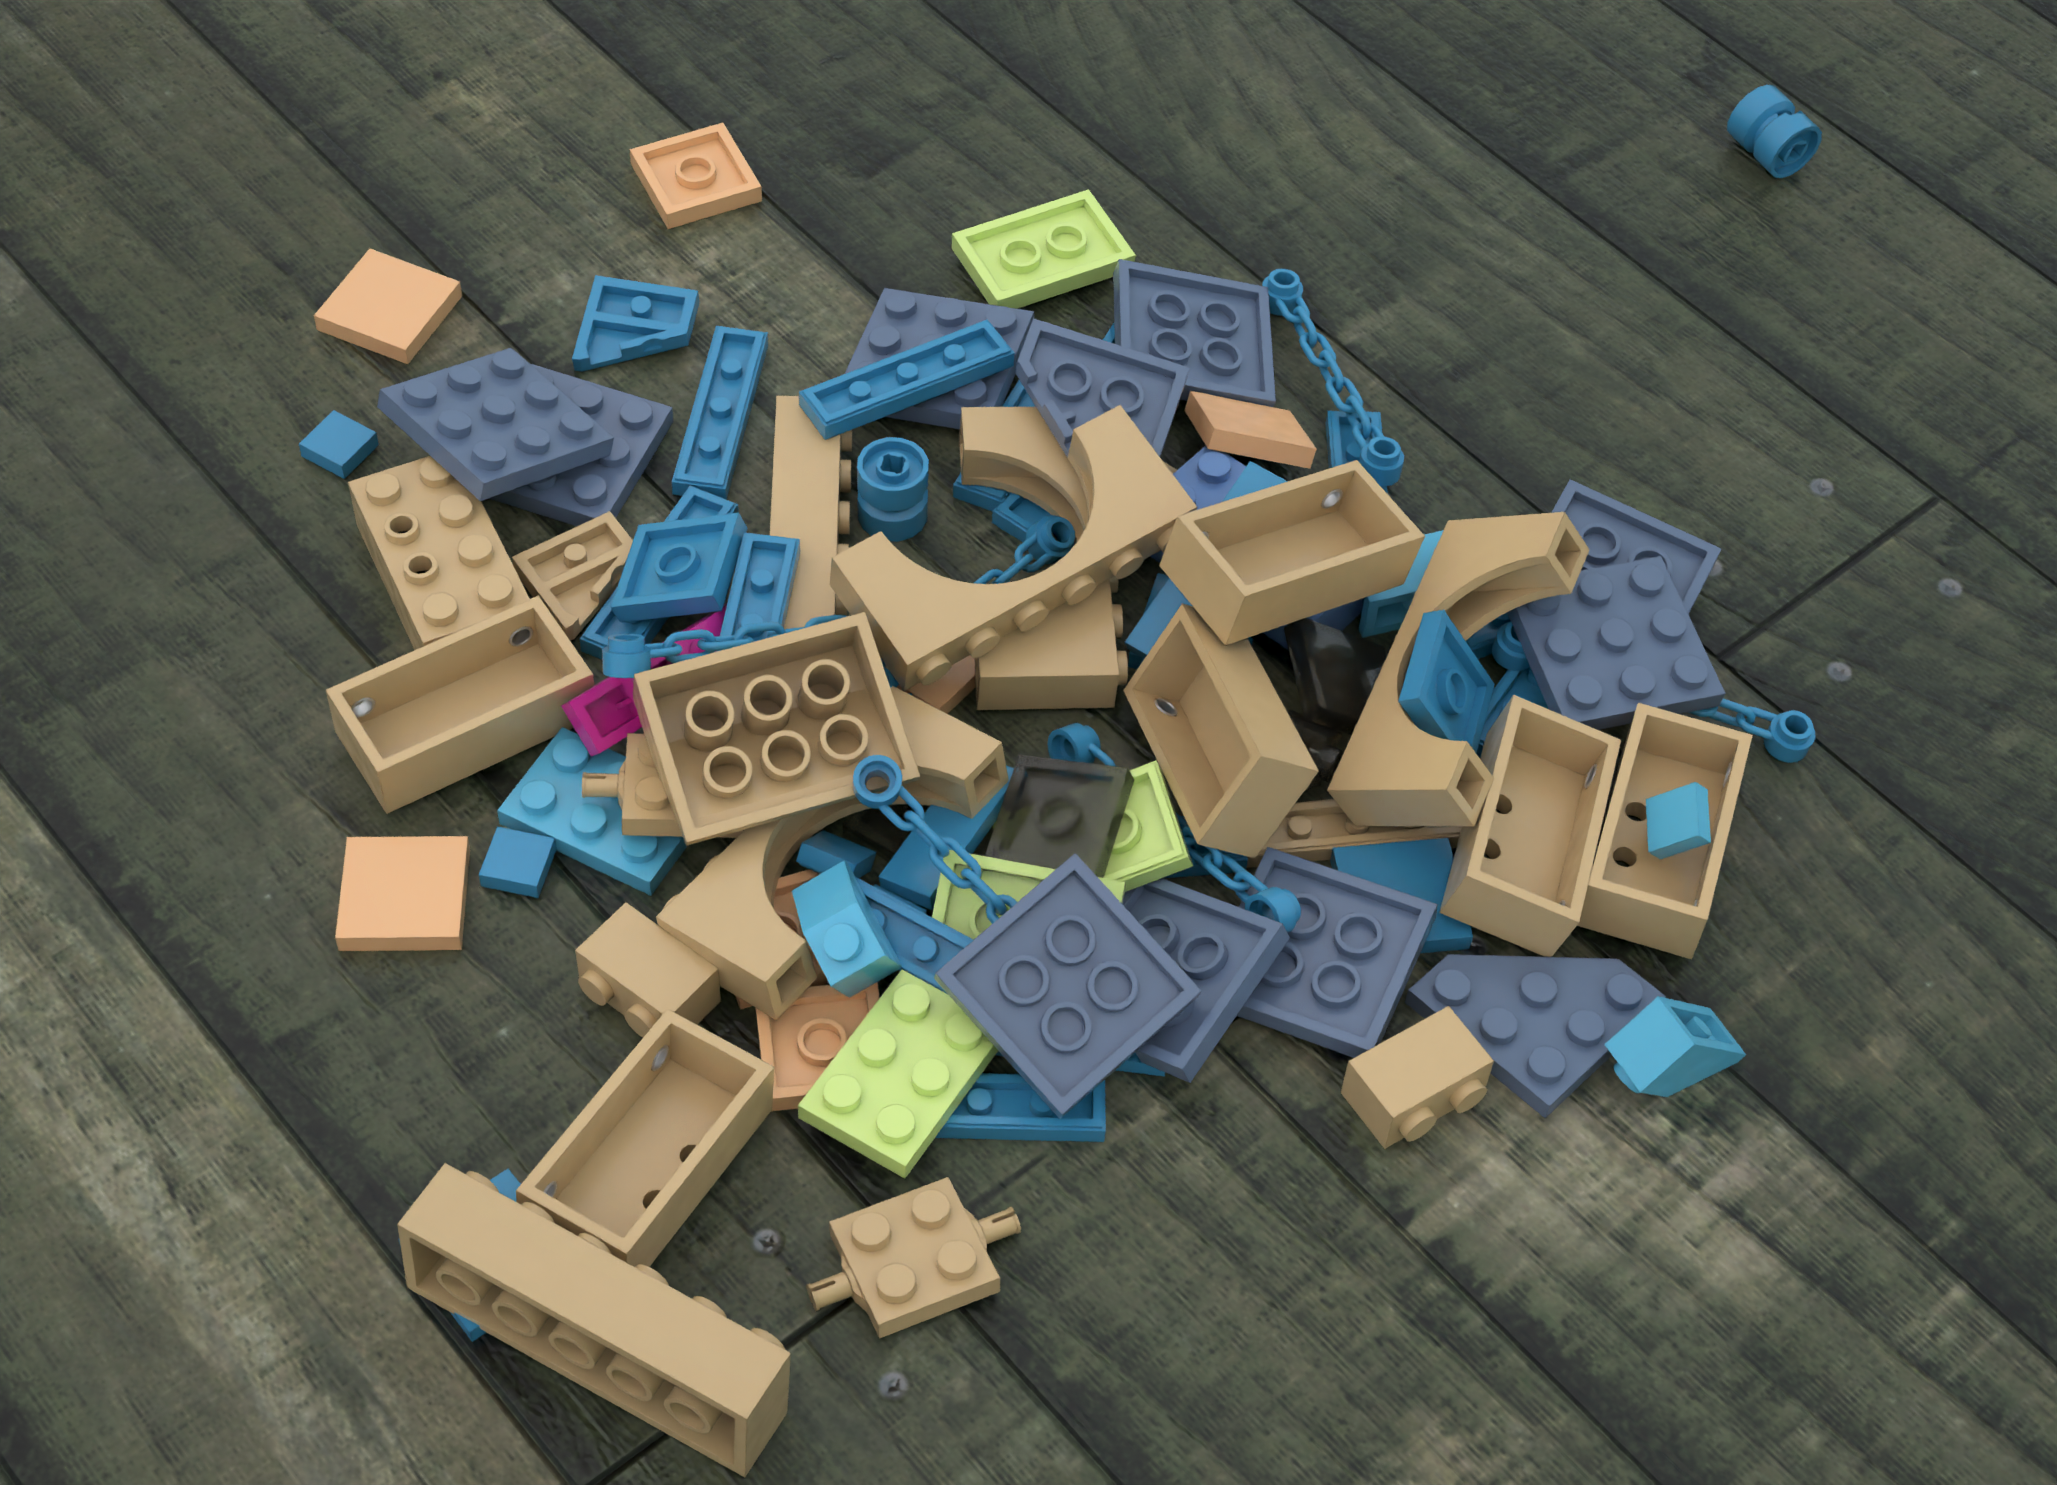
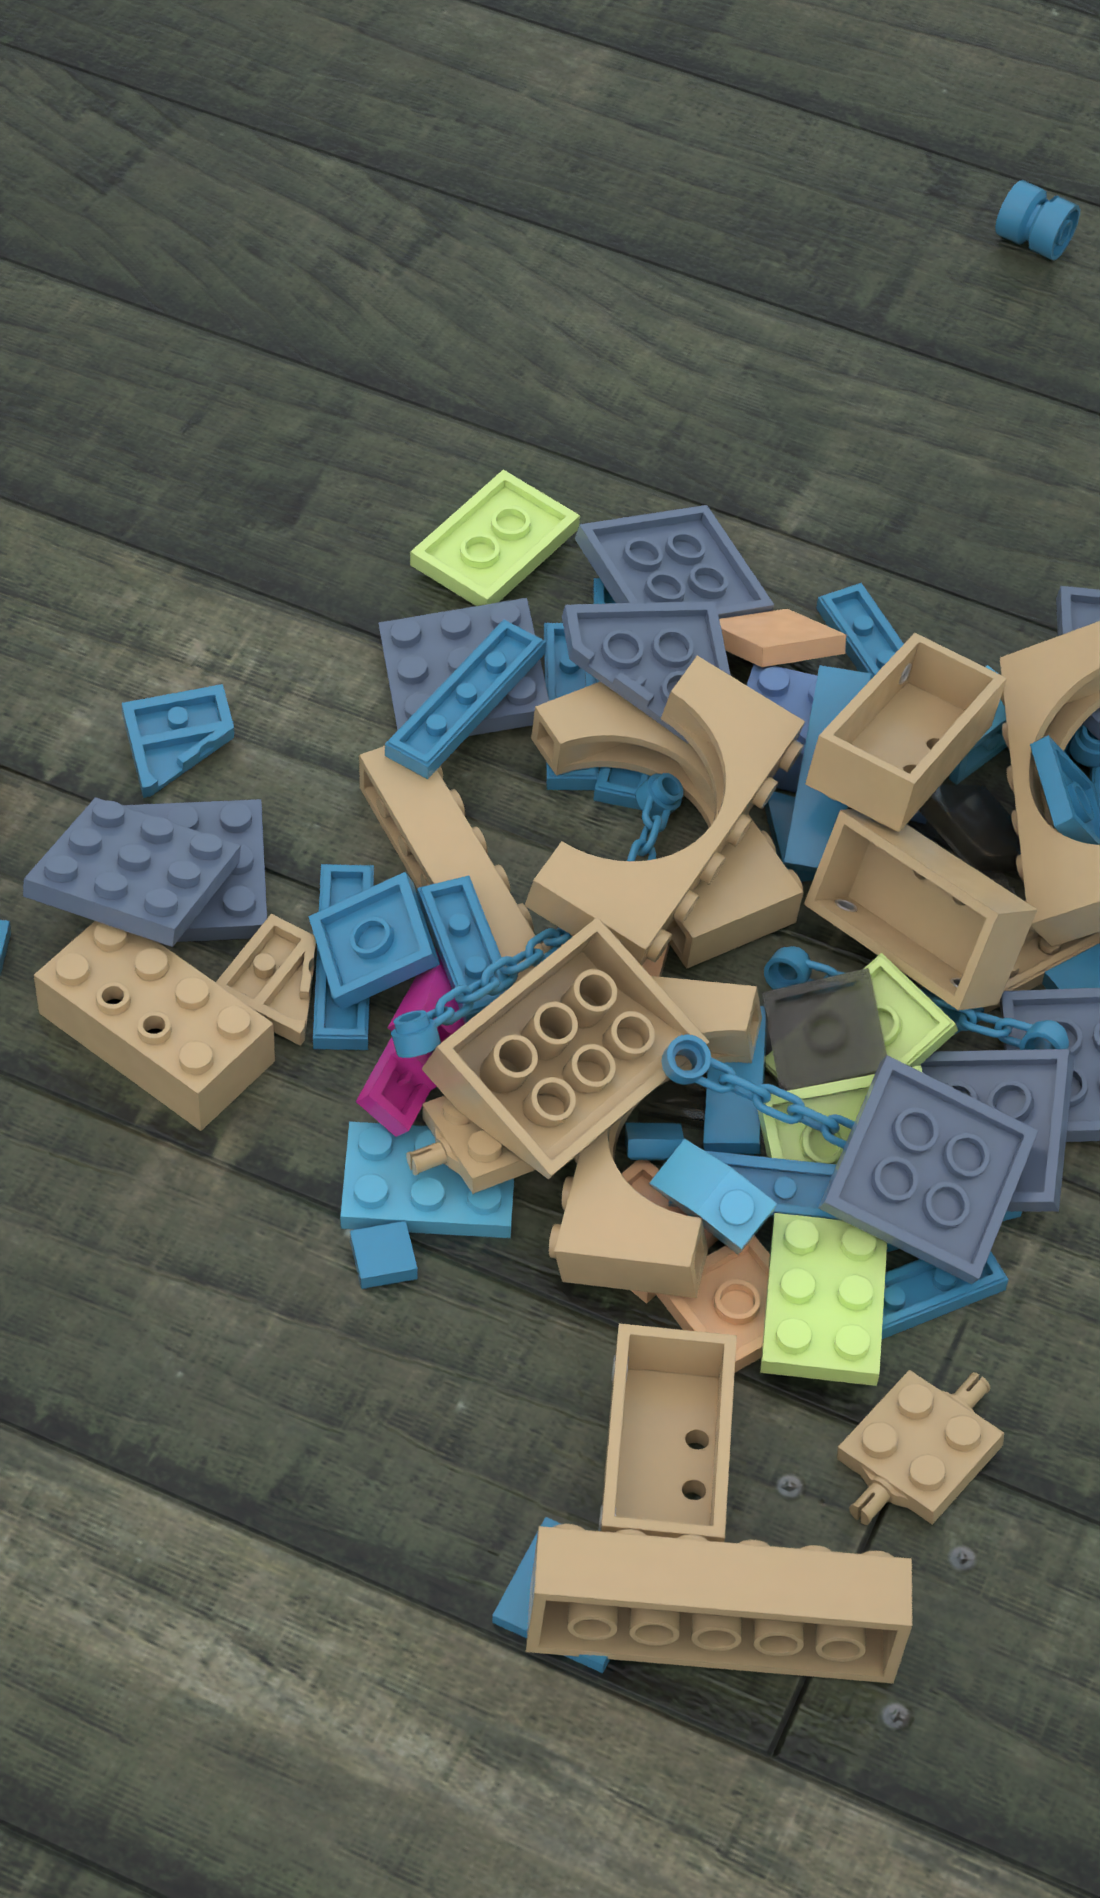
camera: 25 degrees left, 0 degrees up
(403, 893) = (302, 1322): light nougat tile -> none
(459, 703) = (257, 1135): tan piece -> none
(645, 972) = (563, 1306): tan brick -> none
(695, 175) = (140, 577): light nougat tile -> none
(720, 411) = (301, 787): dark azure tile -> none
(892, 488) = (506, 800): dark azure wheel -> none
(1382, 455) = (895, 621): dark azure piece -> none

